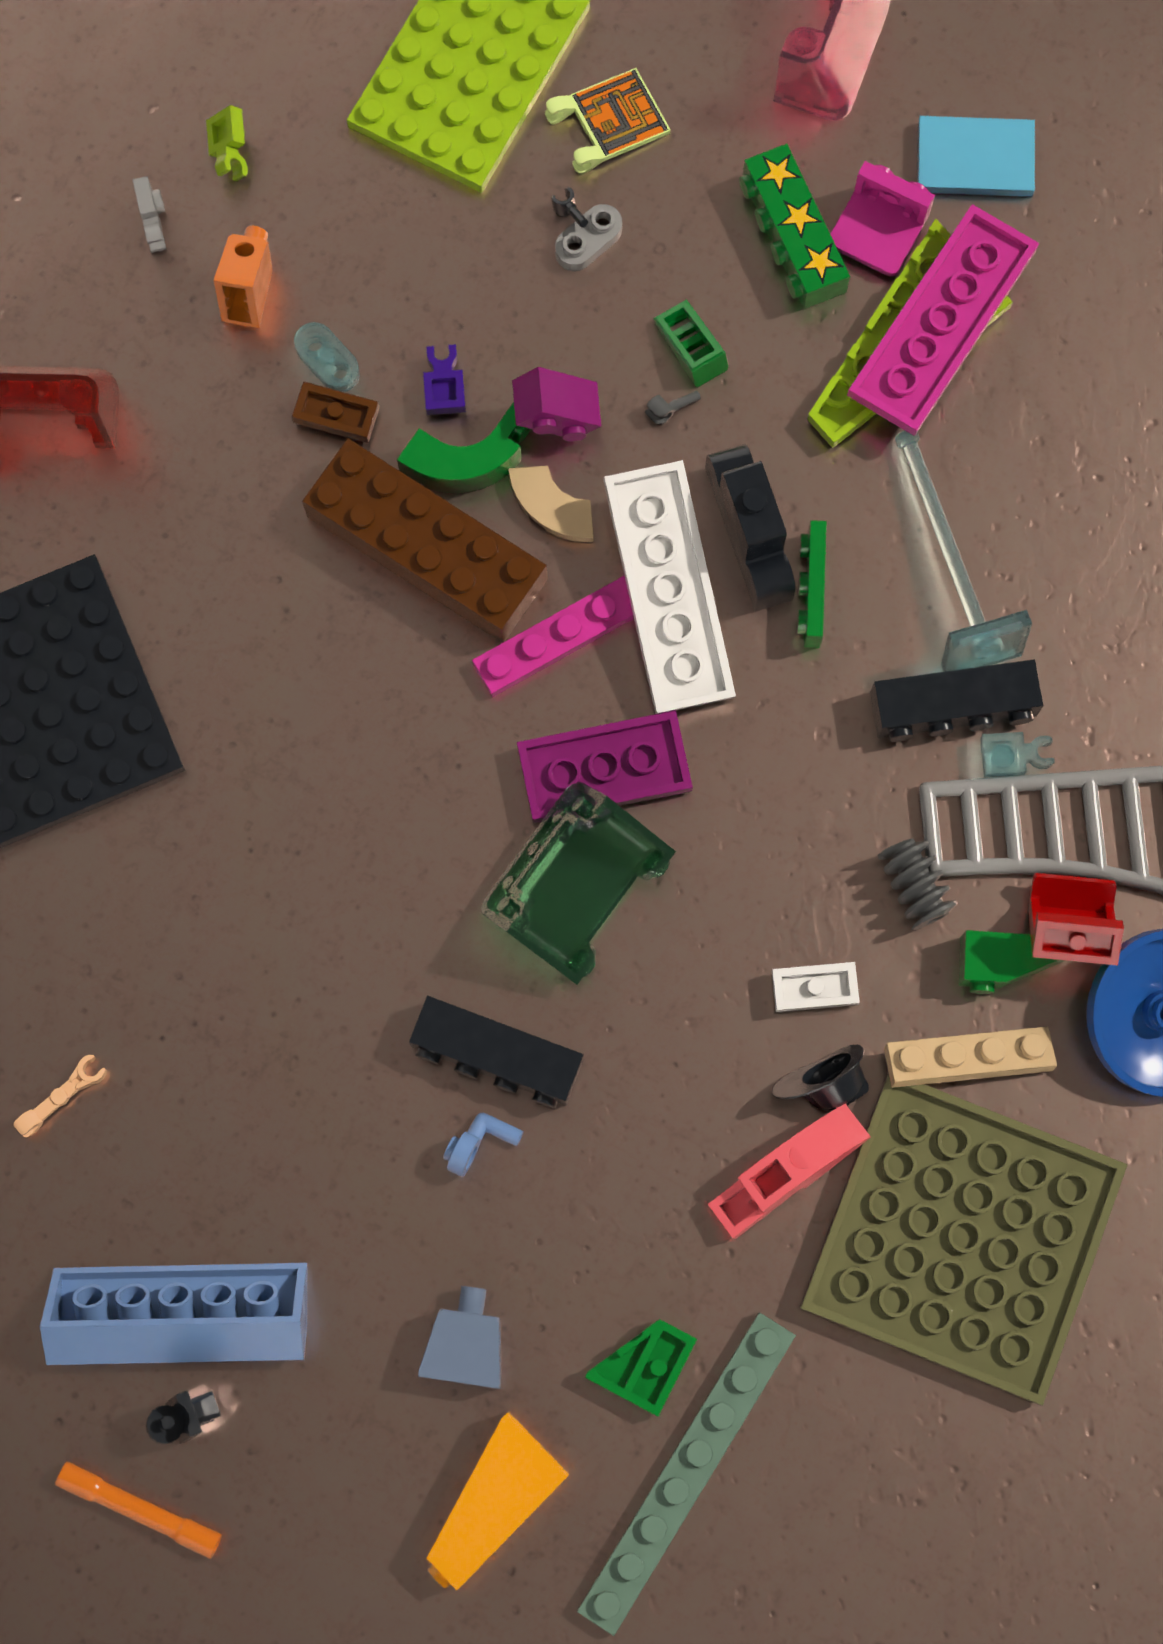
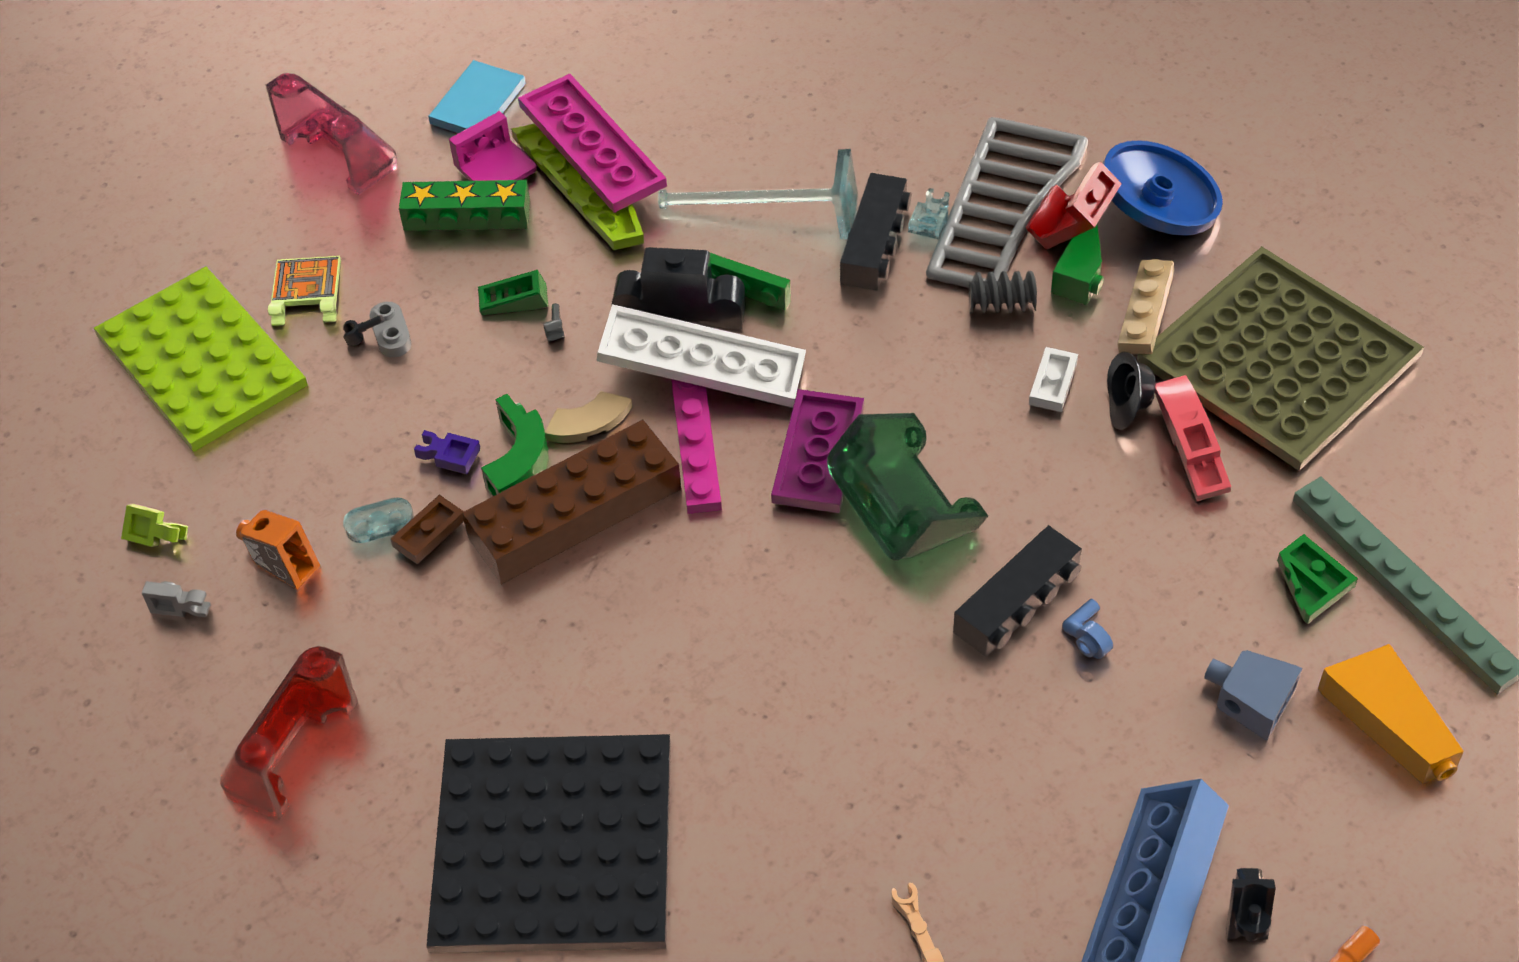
camera: 65 degrees left, 25 degrees down
(556, 403) = (516, 375): magenta brick -> none

